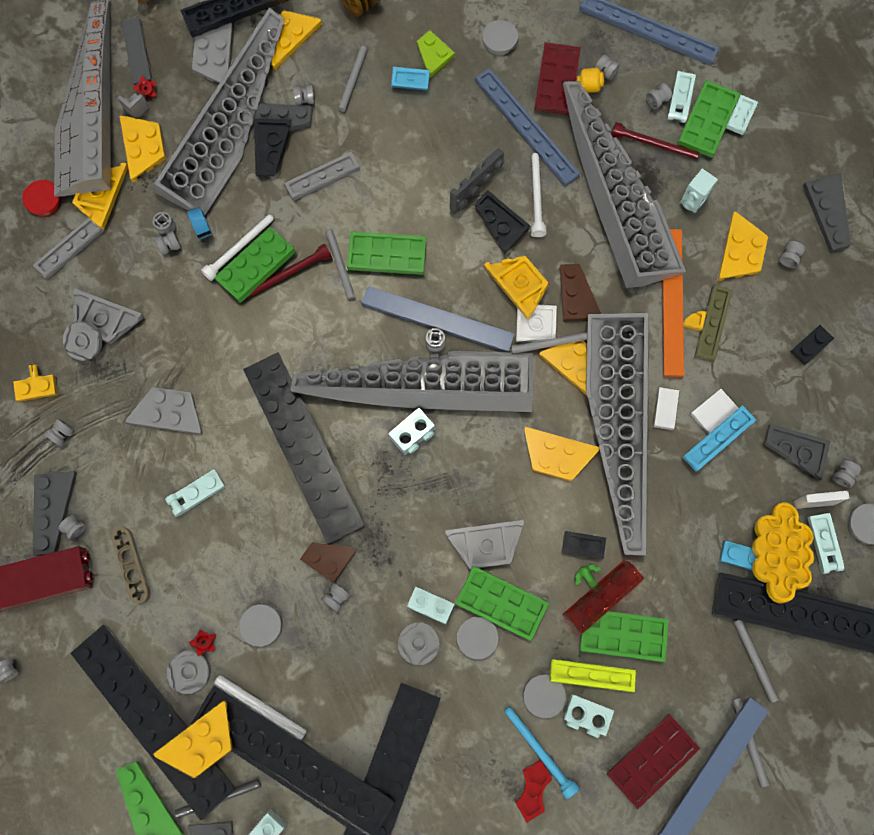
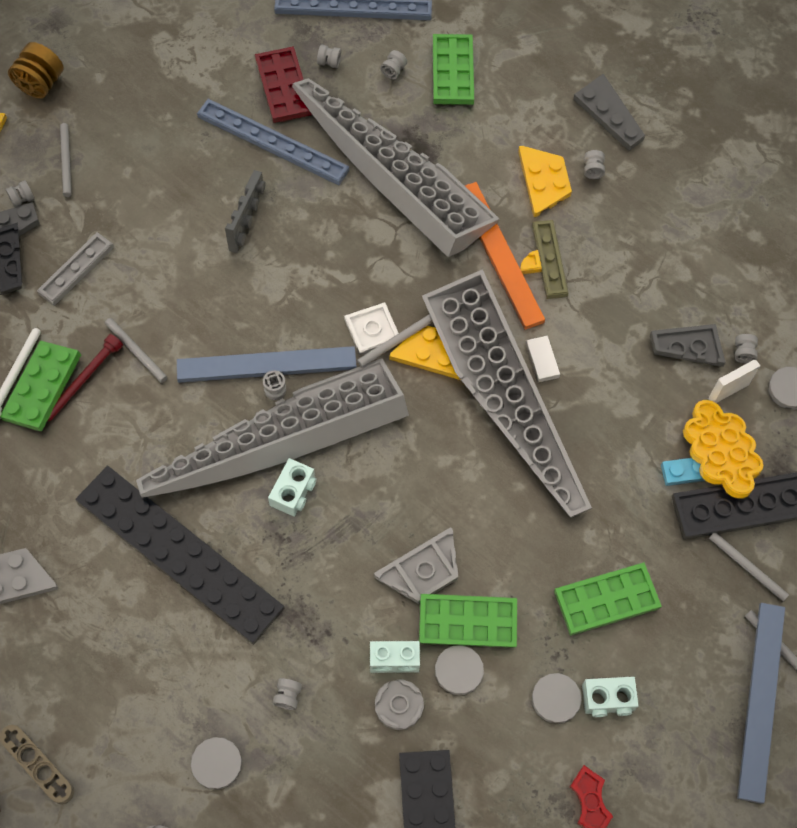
camera: 30 degrees left, 10 degrees down
(195, 493) = (78, 653): light aqua plate -> none
(208, 646) = (159, 804): red plate -> none
(328, 559) = (259, 659): reddish brown wing -> none
(386, 253) = (182, 318): bright green plate -> none
(410, 78) = (129, 137): medium azure plate -> none
(434, 52) = (142, 104): lime wing -> none
(500, 37) = (205, 66): light grey tile -> none
(501, 221) = (289, 241): black wing -> none
(520, 282) = (336, 293): yellow wing -> none
(538, 228) = (331, 233): white piece -> none
(557, 455) = (455, 448): yellow wing -> none
(568, 787) = (624, 779): medium azure piece -> none
(576, 294) = (399, 284): reddish brown wing -> none
(584, 545) = (524, 526): black plate -> none
(584, 572) = (538, 553): bright green piece -> none
(591, 79) = (319, 72): yellow head -> none
(592, 675) = (595, 654): neon yellow tile -> none
(603, 596) = (568, 568): clear red fence -> none
(620, 131) = (371, 111): dark red piece -> none
(653, 761) = (697, 713): dark red plate -> none
(681, 96) = (416, 58): light aqua plate -> none
(698, 190) = (475, 138): light aqua brick -> none
(714, 411) = (598, 345): white tile -> none
(719, 438) = (608, 365): medium azure tile -> none
(742, 114) = (483, 54): light aqua plate -> none
(812, 345) = (654, 242): black plate -> none
(826, 543) = (759, 423): light aqua plate -> none

